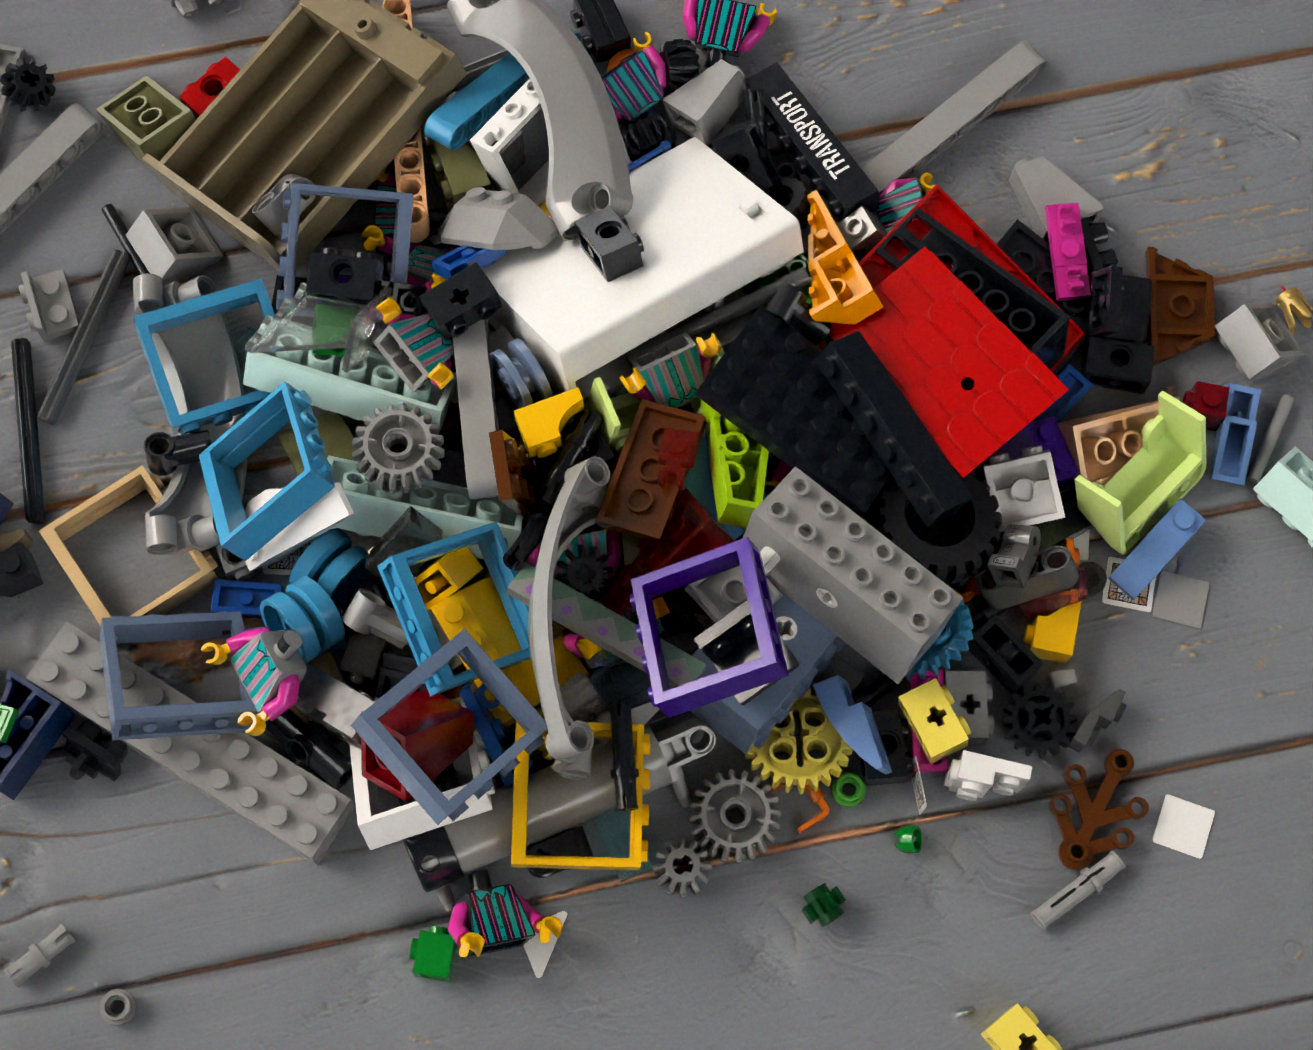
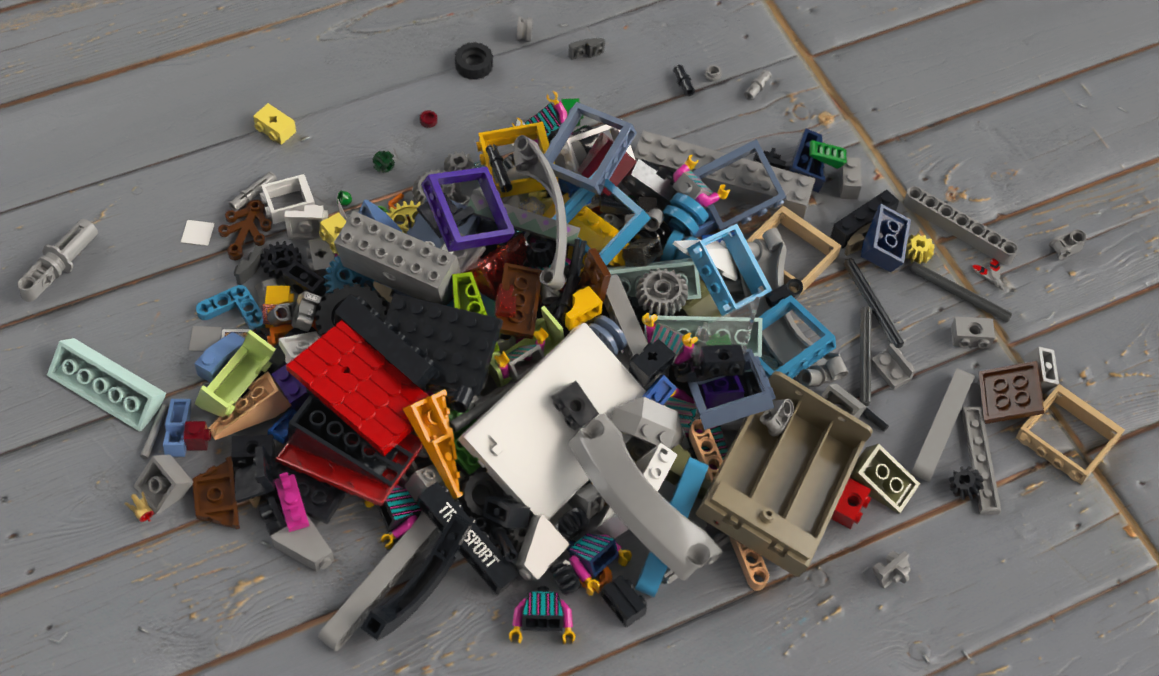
camera: 165 degrees right, 15 degrees down
(183, 997) = (684, 80): none -> black pin
(664, 146) = (580, 487): blue hinge -> none
(716, 1007) = (428, 119): none -> dark red tile
(906, 92) = (405, 603): none -> black arch
(979, 857) = (284, 187): none -> white window
(1119, 653) = (239, 302): none -> dark azure beam

